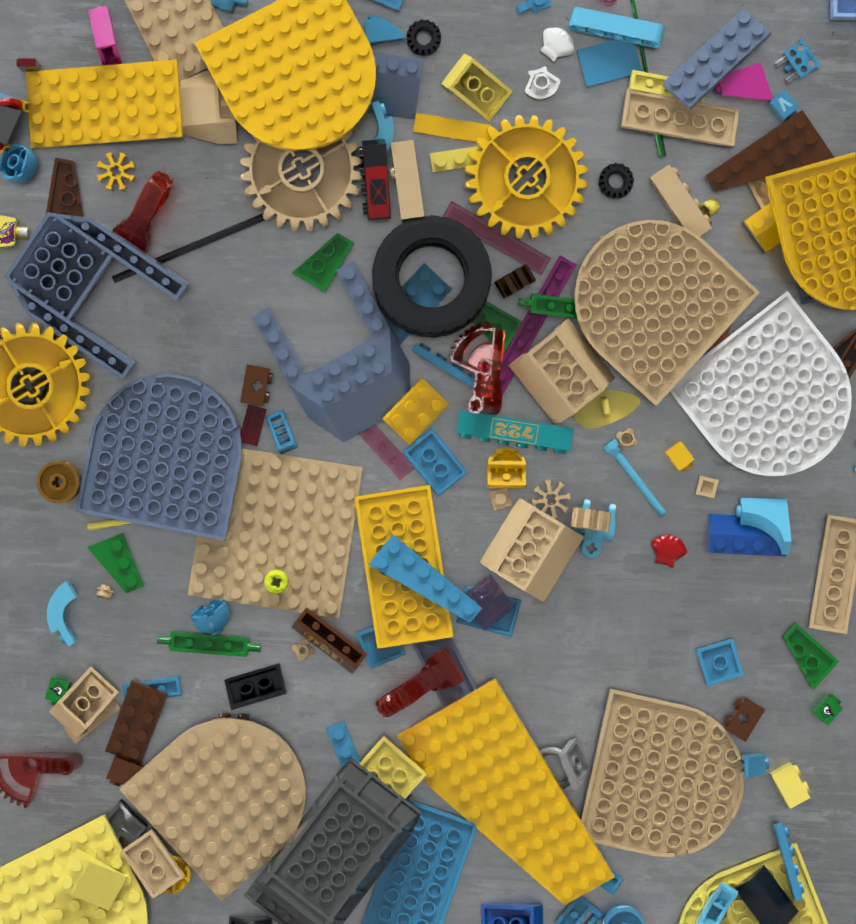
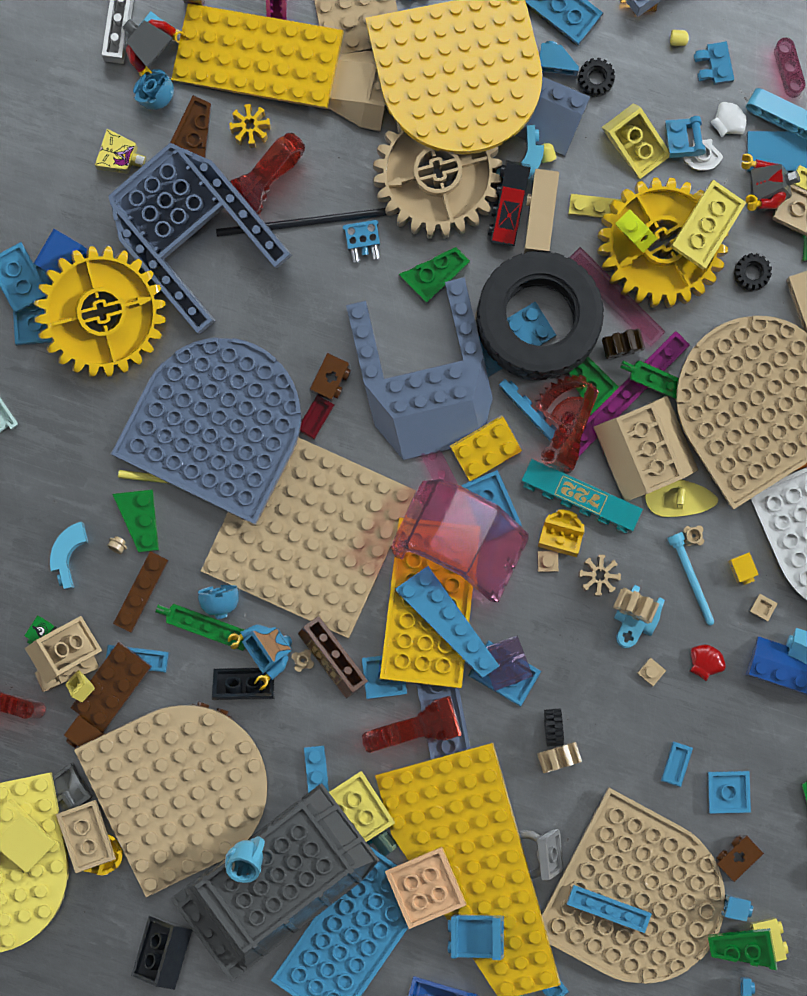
camera: 15 degrees right, 5 degrees down
(48, 484) = (91, 417): pearl gold wheel -> none
(107, 730) = (79, 686): none -> light yellow slope
(138, 628) = (141, 592): none -> reddish brown plate
(243, 242) = (359, 230): none -> dark azure piece
(268, 650) = (267, 649): none -> dark azure torso
(269, 579) = (290, 588): neon yellow piece -> none
(289, 446) = (347, 448): dark azure slope -> none
(303, 844) = (248, 857): none -> medium azure helmet
(399, 121) = (549, 153): none -> light yellow piece
(416, 499) = (462, 535): none -> clear pink windscreen
(423, 793) = (385, 843): none -> sand green slope
(450, 128) = (597, 173): yellow tile -> none
(470, 824) = (425, 887): none -> light nougat plate
(498, 176) = (636, 230): none -> neon yellow torso
(514, 74) = (678, 138): none -> dark azure plate
(527, 855) = (476, 936): none -> dark azure panel
(531, 550) = (566, 621): tan slope -> none
(546, 648) = (554, 727): none -> black tyre
(558, 674) = (559, 757): none -> tan gear
(563, 151) = (708, 224): none -> light yellow plate
(610, 96) = (770, 183): none -> torso
(621, 573) = (651, 672): none -> tan plate
(639, 797) = (608, 908): none -> dark azure plate
(666, 649) = (676, 764): none -> dark azure tile
(772, 796) = (745, 946): none -> green wing

